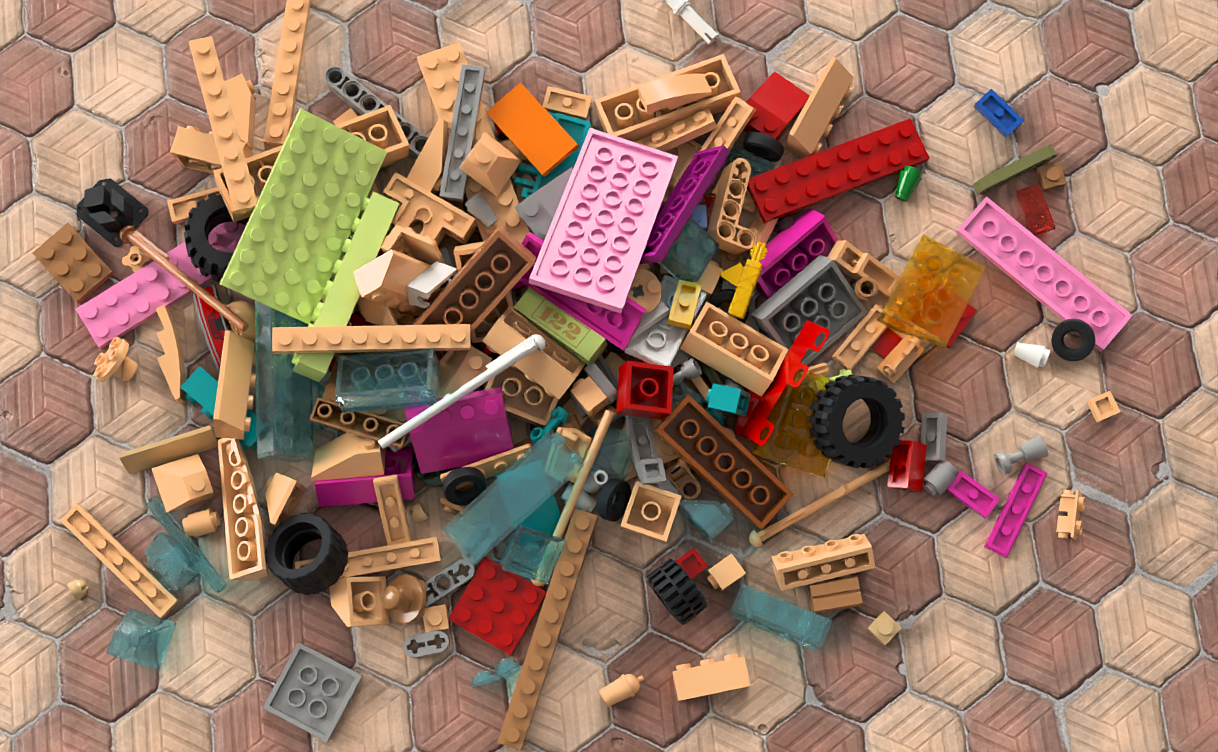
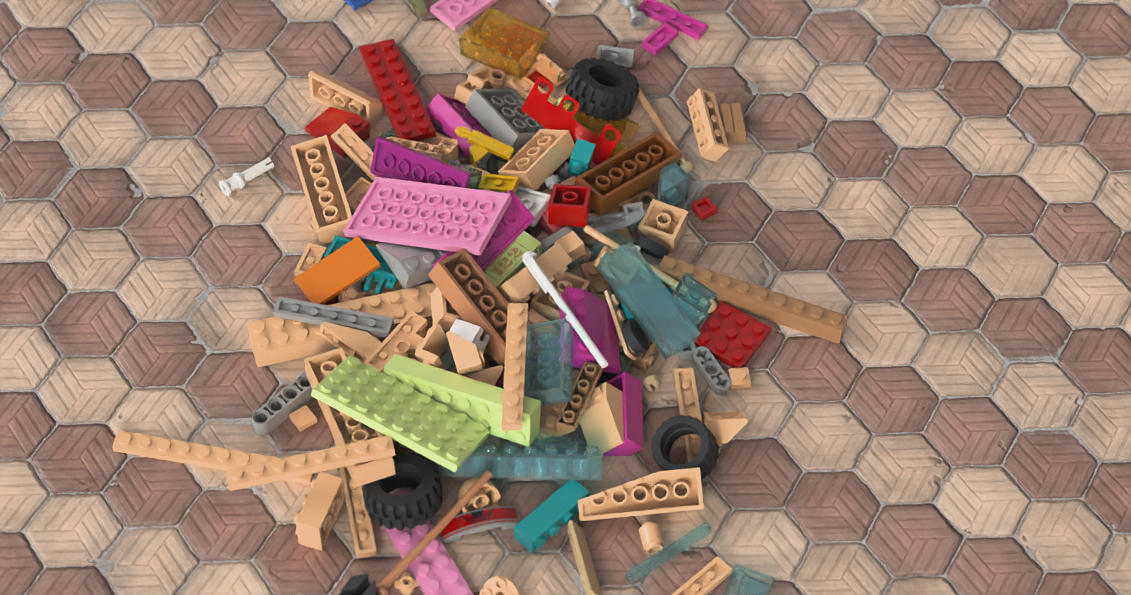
camera: 90 degrees left, 25 degrees down
(170, 562) = (685, 555): clear light blue slope -> none
(173, 360) = (506, 554): light nougat slope -> none
(183, 483) = (615, 546): light nougat slope -> none
(234, 387) = (539, 494): light nougat slope -> none
(243, 106) = (276, 496): light nougat slope -> none
(282, 497) = (634, 465): light nougat slope -> none
(313, 692) = (797, 462): light grey plate -> none
(392, 509) = (650, 393): light nougat tile -> none
(405, 599) = (724, 391): medium nougat plate -> none
(425, 638) = (764, 384): light grey beam -> none
(481, 210) = (402, 308): light grey cone -> none
(490, 164) = (364, 298): light nougat slope -> none
(502, 670) = (786, 336): clear light blue slope -> none
(559, 416) = (597, 283): teal bar -> none
(621, 689) = (800, 259): light nougat piece -> none
(673, 91) = (322, 174): light nougat slope -> none
(677, 591) = (727, 209): black tyre -> none
(680, 131) = (351, 180): light nougat plate -> none
(710, 677) = (792, 201): light nougat brick -> none
(725, 573) = (712, 186): light nougat brick -> none
(763, 146) = (371, 129): black tyre -> none
(780, 616) = (747, 157): clear light blue brick -> none
(883, 628) = (757, 100): tan plate -> none
(907, 183) = (412, 53): green cone -> none
(907, 466) = (642, 72): red hinge -> none
(940, 478) = (647, 55): light grey brick -> none

